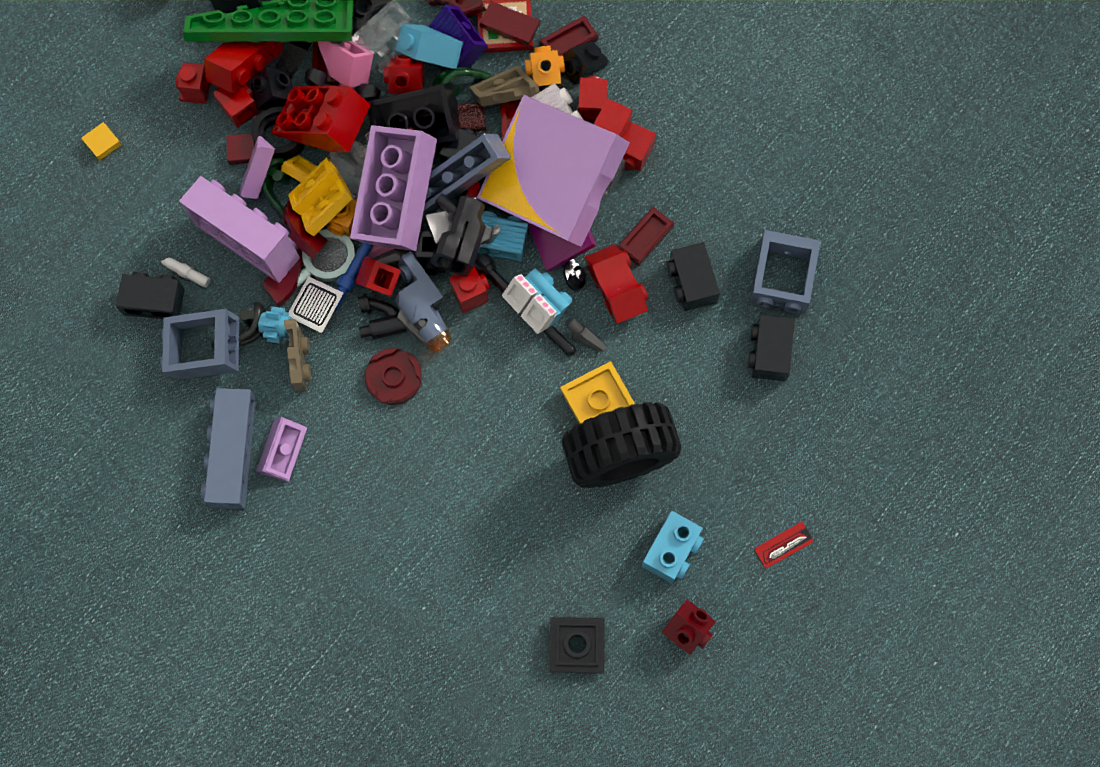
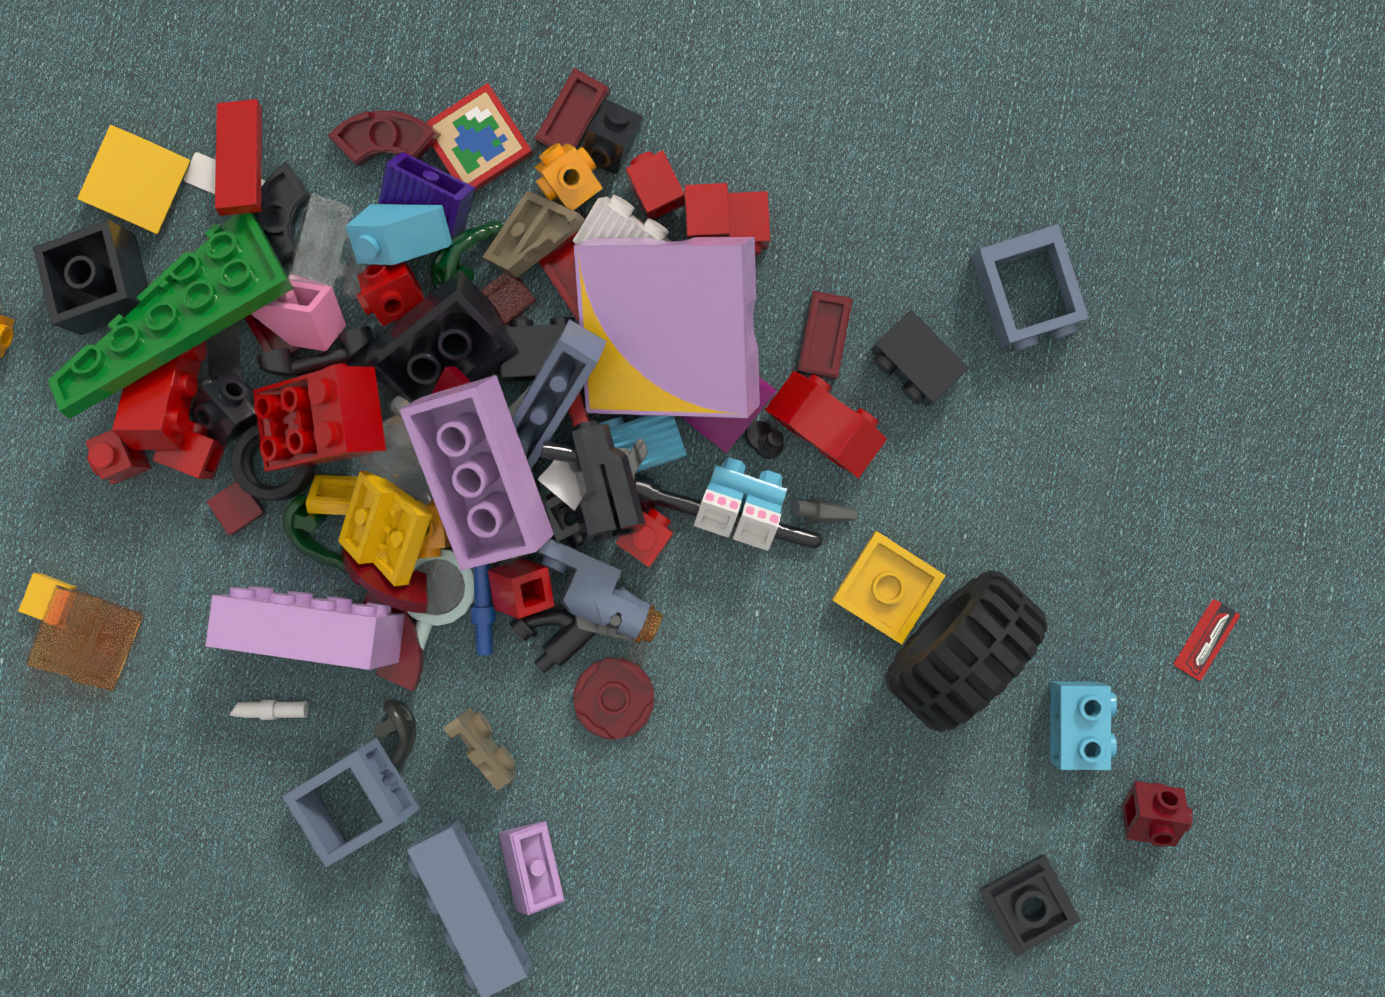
camera: 25 degrees left, 15 degrees up
(107, 172) = (84, 638): none -> clear orange slope
(150, 296) = (246, 773): black brick -> none
(257, 169) = (276, 532): lavender slope -> none
(272, 324) = (427, 720): medium azure gear -> none
(315, 304) = (460, 662): white sticker -> none
(509, 23) = (484, 137): dark red tile -> none
(772, 348) = (1067, 400): black brick -> none

